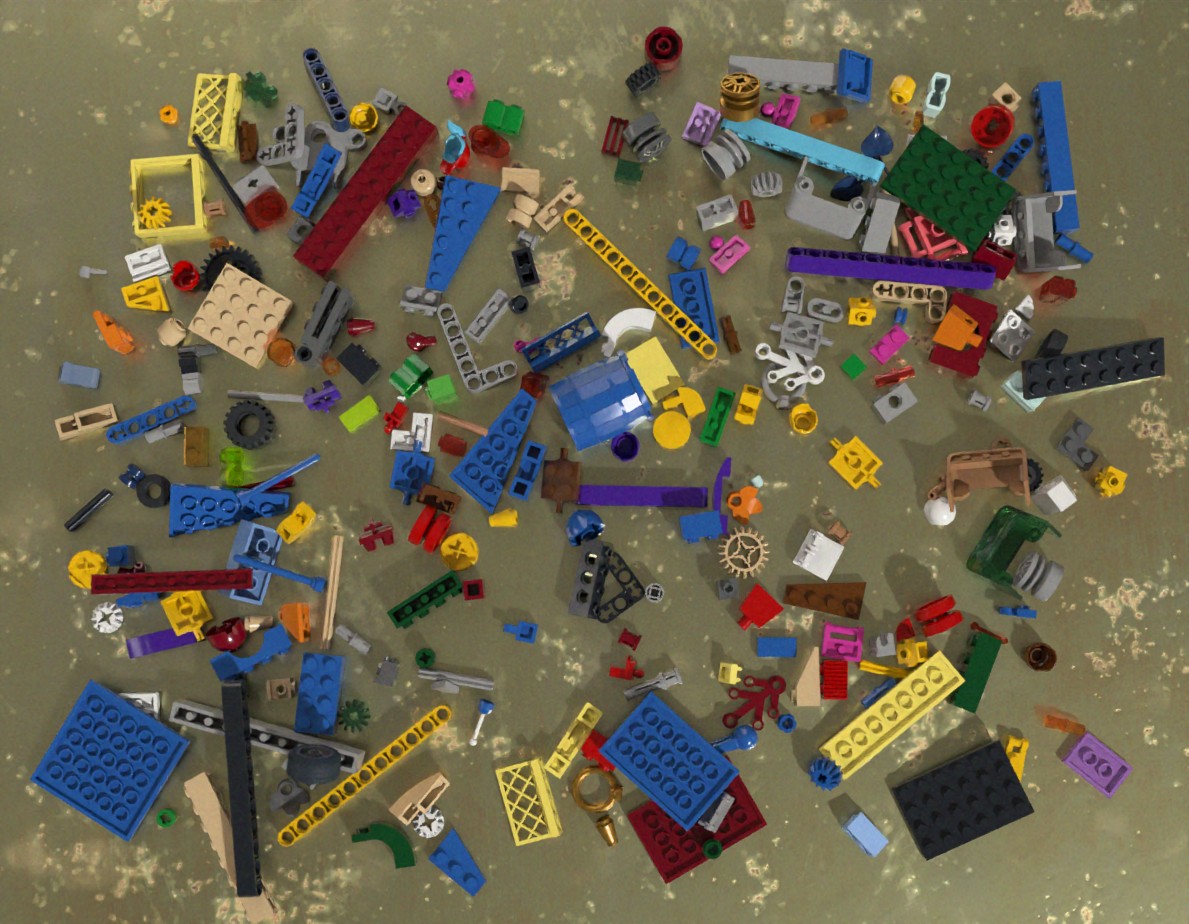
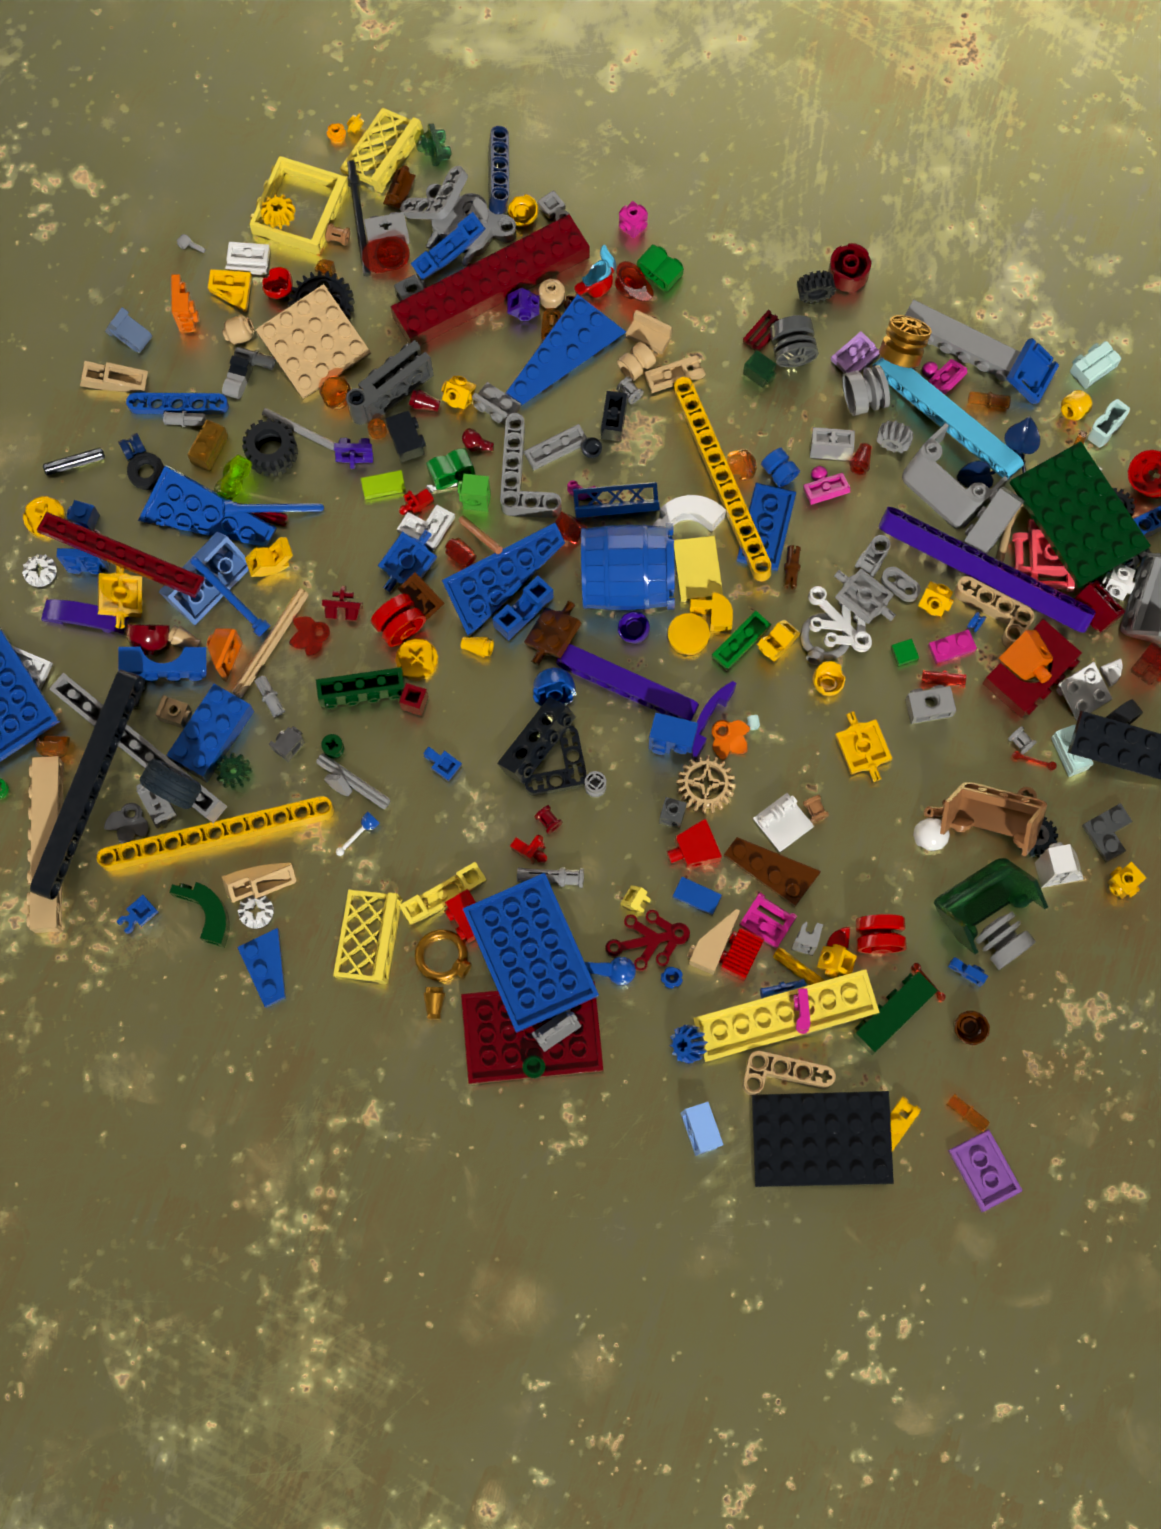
camera: 25 degrees right, 10 degrees down
(181, 99) = (355, 123): none -> yellow plate
(195, 763) = (53, 746): none -> clear orange hair
(327, 135) = (480, 210): none -> light grey tile
(335, 868) = (140, 911): none -> blue plate
(358, 573) = (307, 637): none -> clear red plate
(385, 305) = (458, 392): none -> yellow brick
(651, 264) = (742, 463): none -> clear orange hair
(902, 46) = (1095, 364): none -> light aqua brick
(905, 707) = (802, 1005): none -> dark pink plate
(913, 760) = (789, 1075): none -> tan beam
(1010, 410) = (1051, 766): none -> clear red hinge

